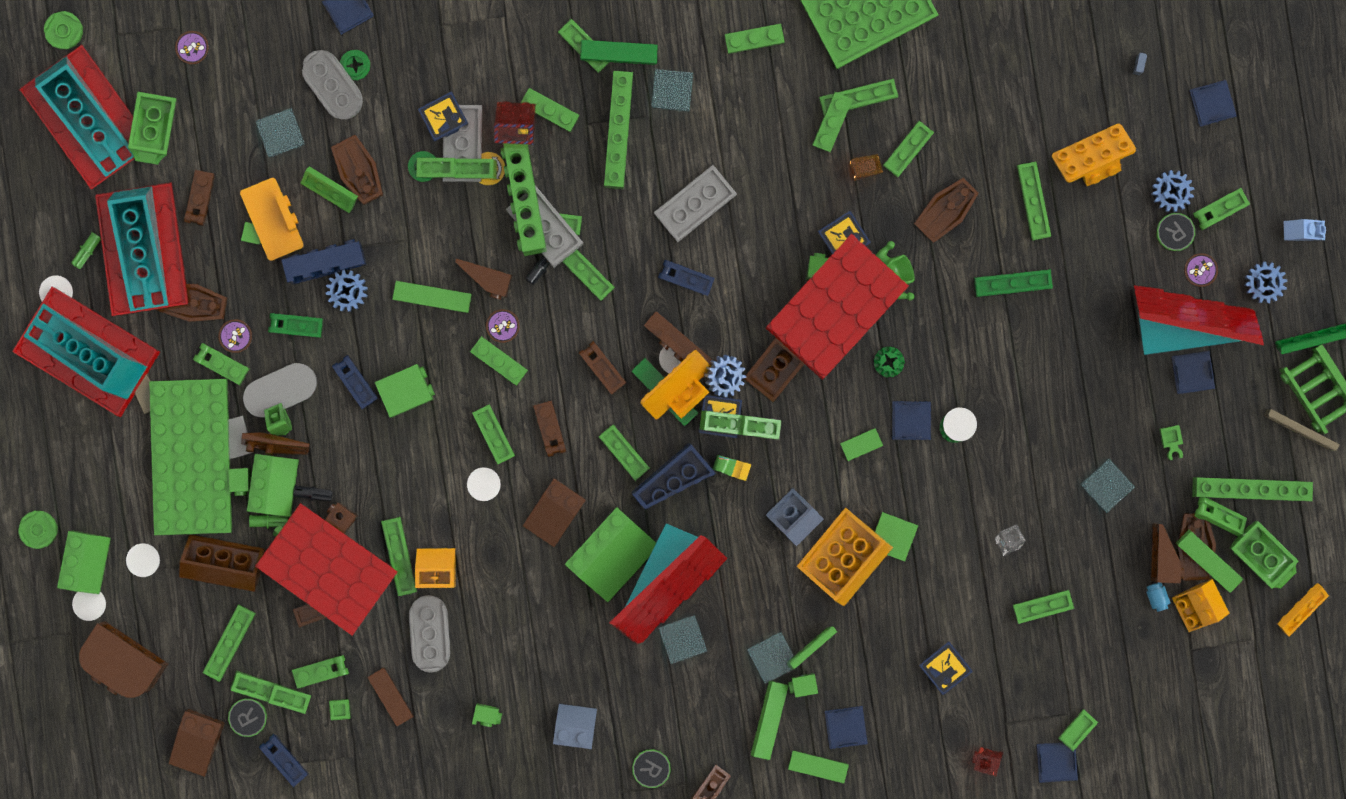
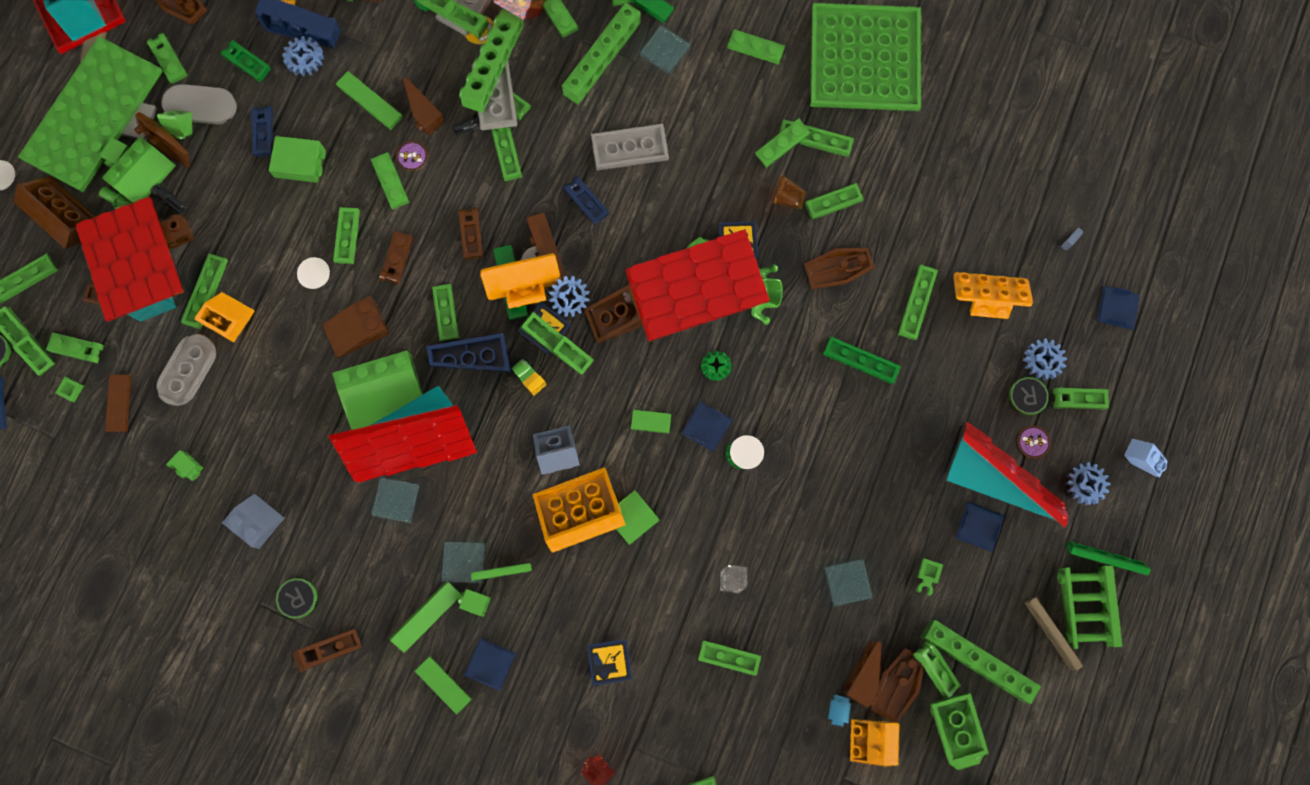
camera: 25 degrees right, 10 degrees down
(235, 336) = (194, 44): sticker -> none
(1209, 561) = (905, 704): bright green tile -> none

